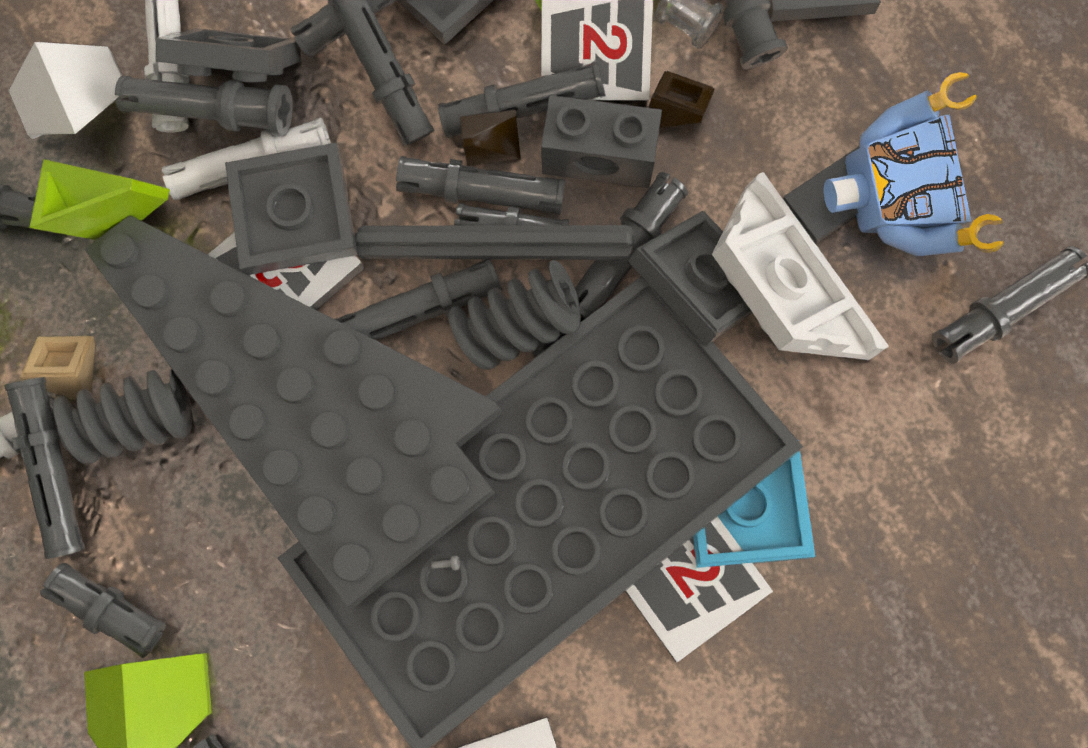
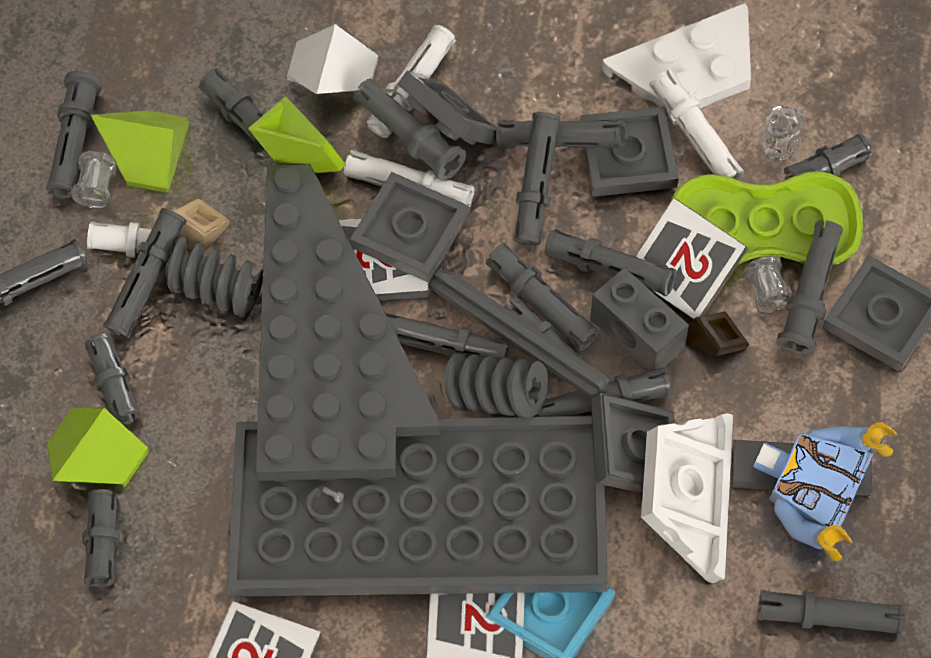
camera: 35 degrees right, 15 degrees down
(490, 137) = (570, 271): dark brown slope -> none

